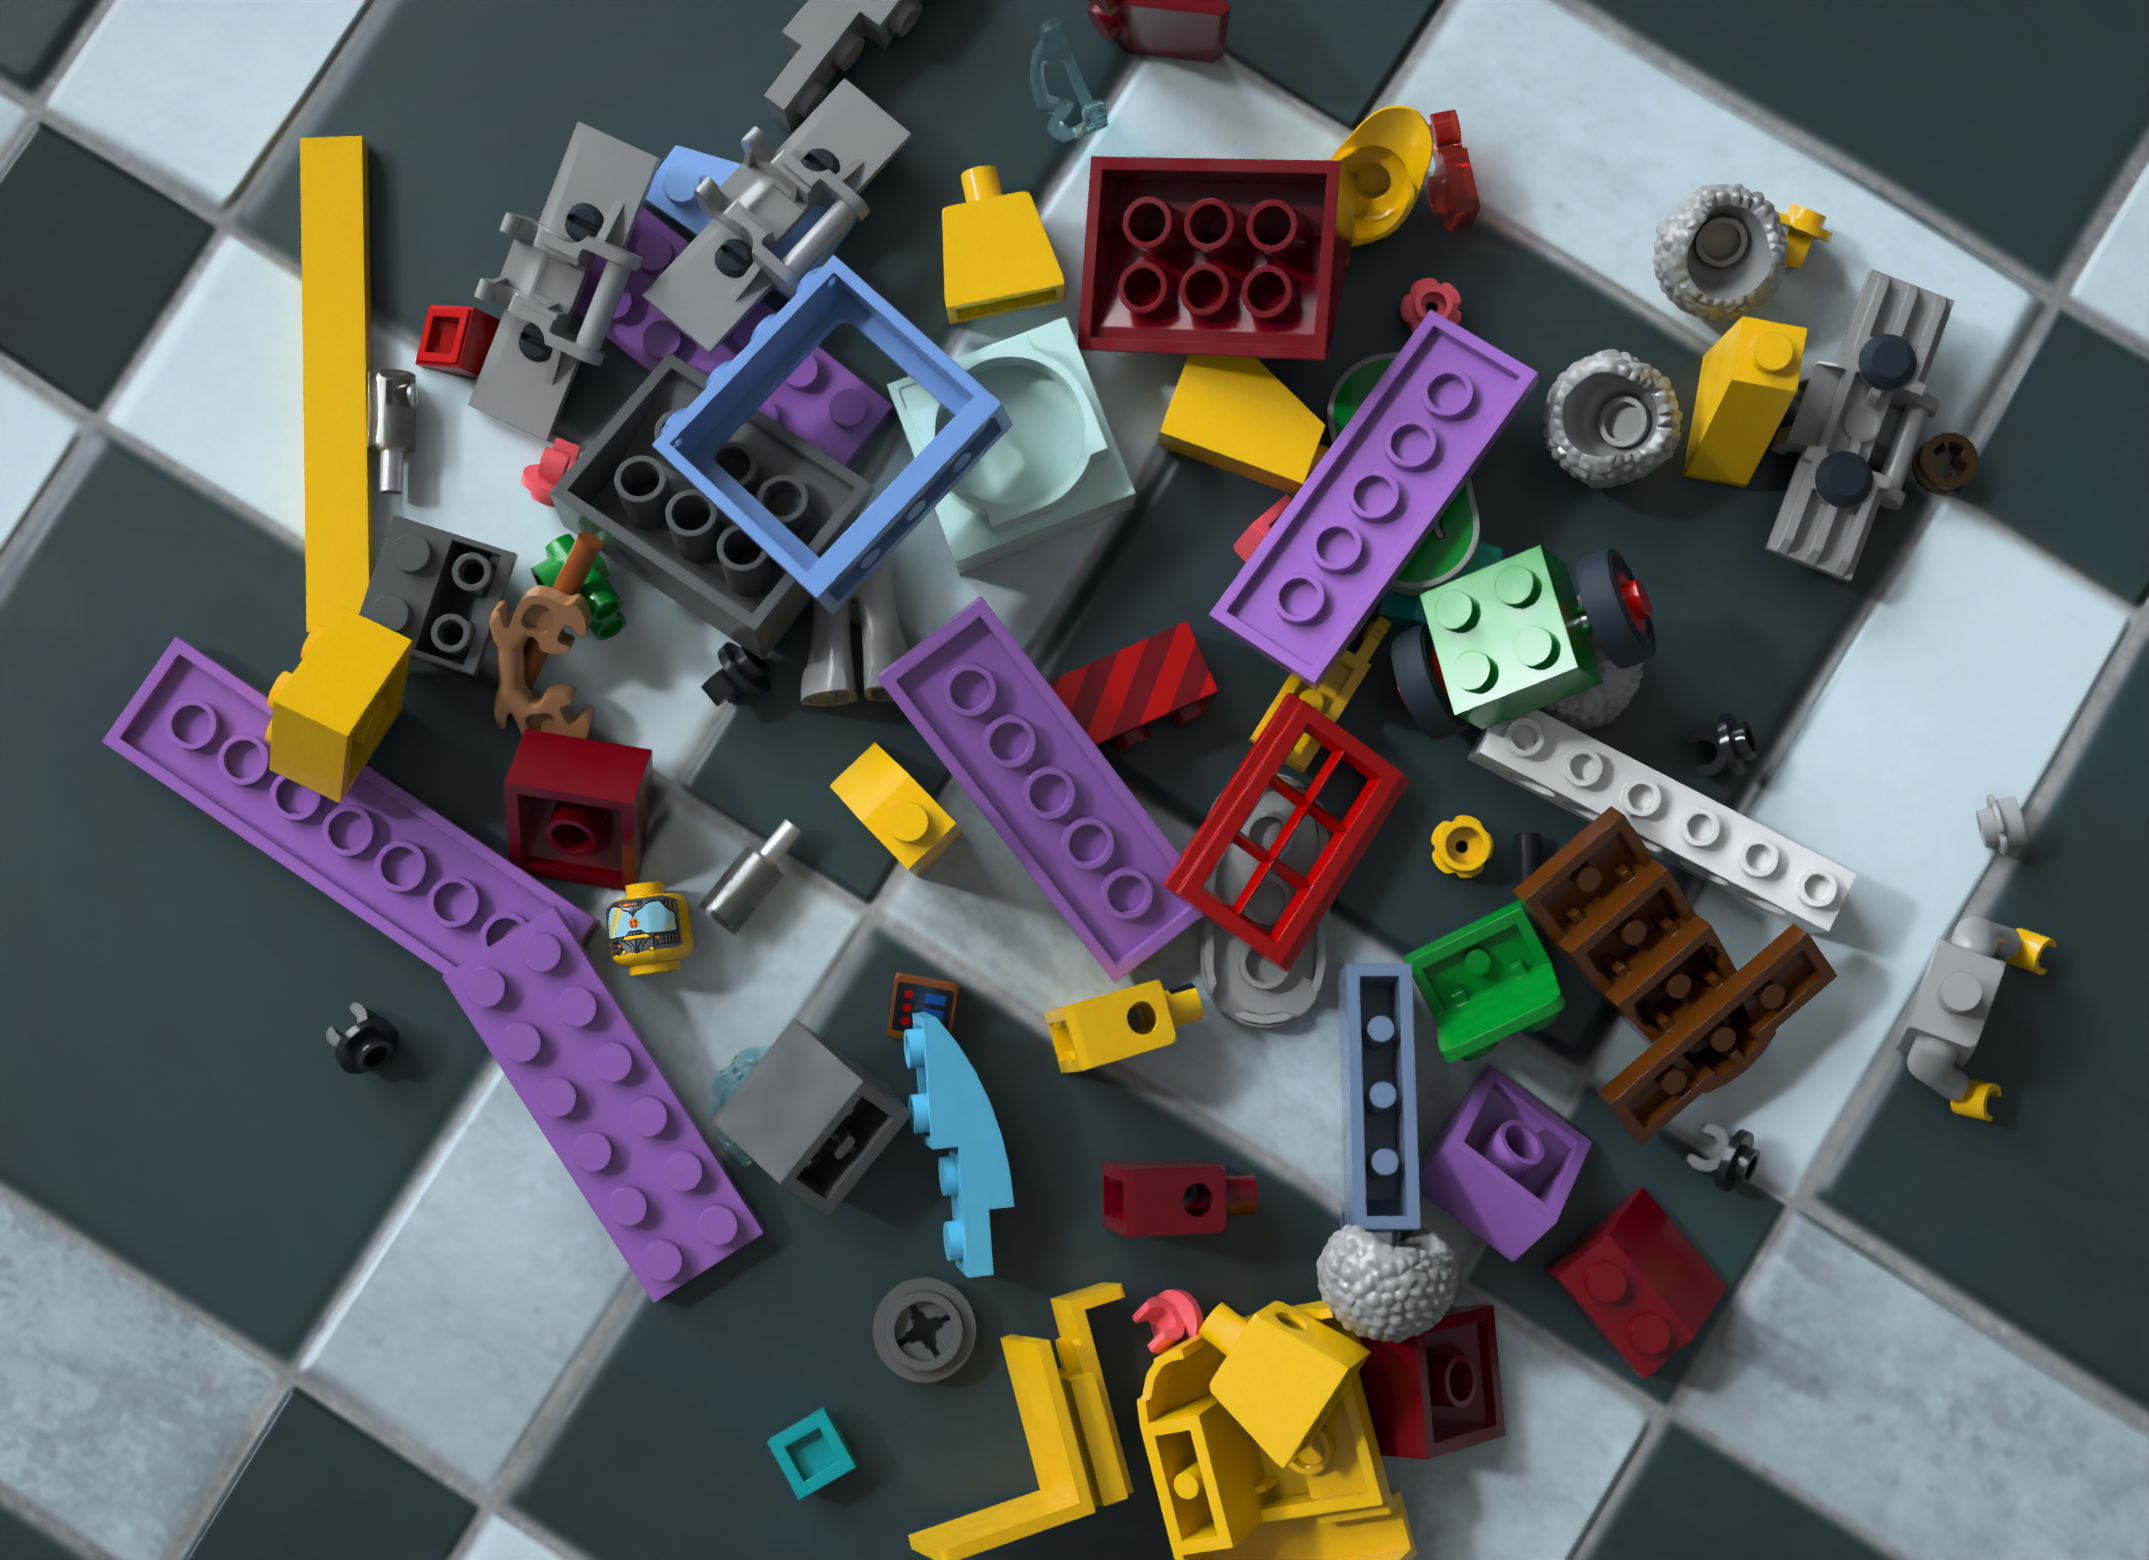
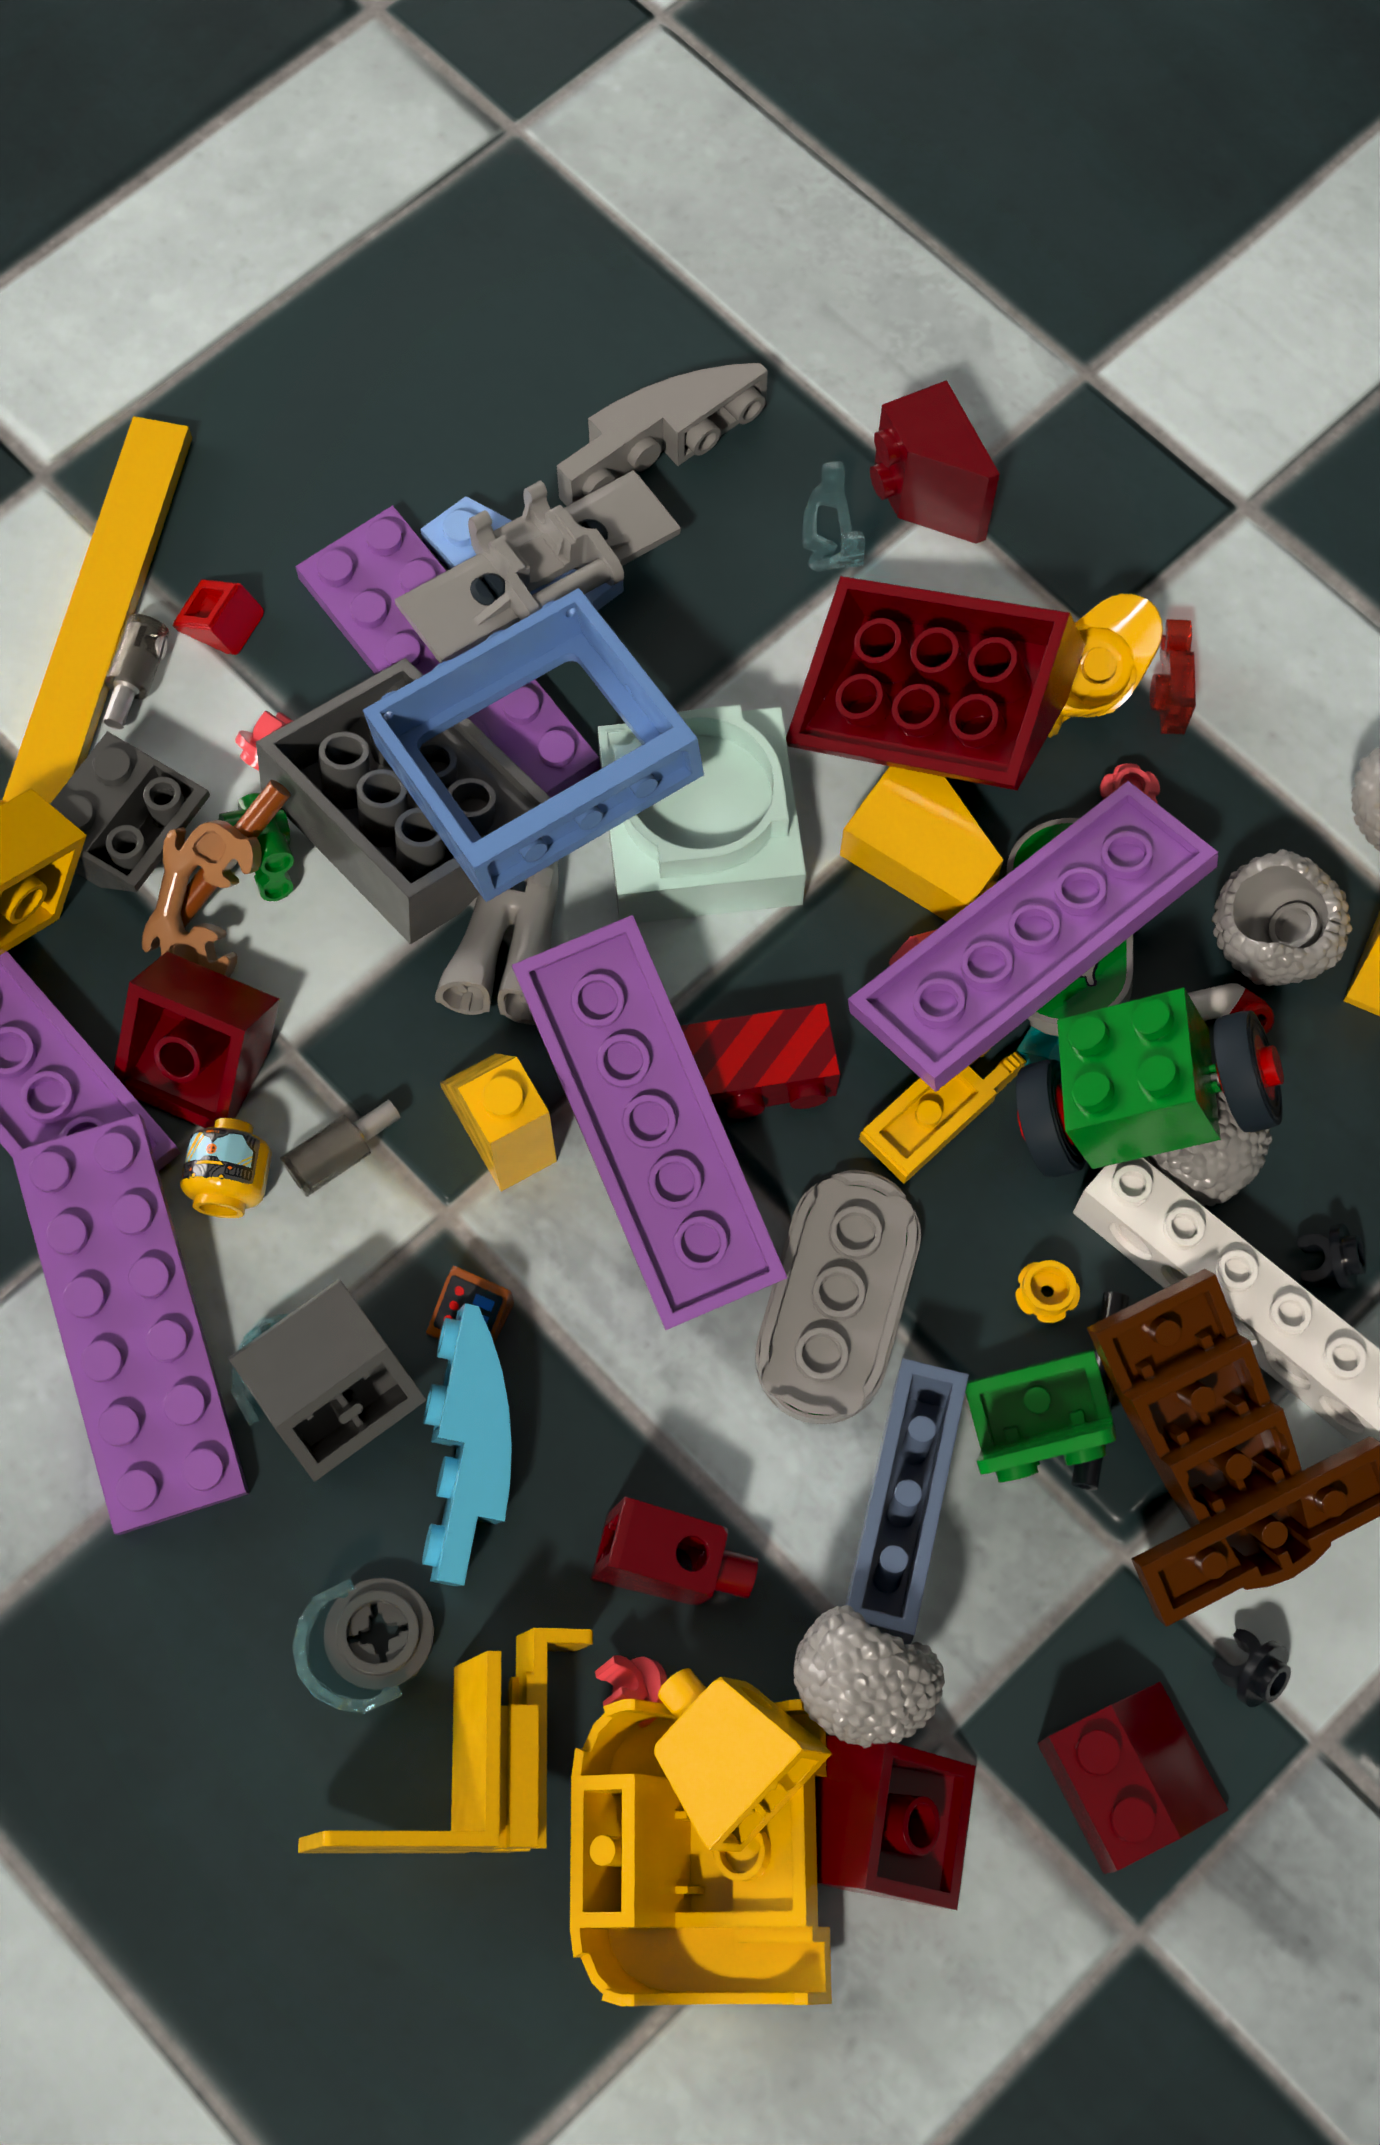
camera: 15 degrees right, 15 degrees down
(545, 273) = (312, 569): light grey piece -> none
(740, 673) = (384, 957): black plate -> none
(812, 1452) = (227, 1730): teal plate -> none
(883, 1394) = (301, 1657): none -> clear light blue helmet
(996, 252) = (731, 649): yellow torso -> none
(1098, 1028) = (634, 1371): yellow torso -> none
(1240, 799) = (915, 1270): red piece -> none
(1502, 1164) = (1015, 1614): medium lavender slope -> none
(1575, 512) = (1230, 999): none -> white arm

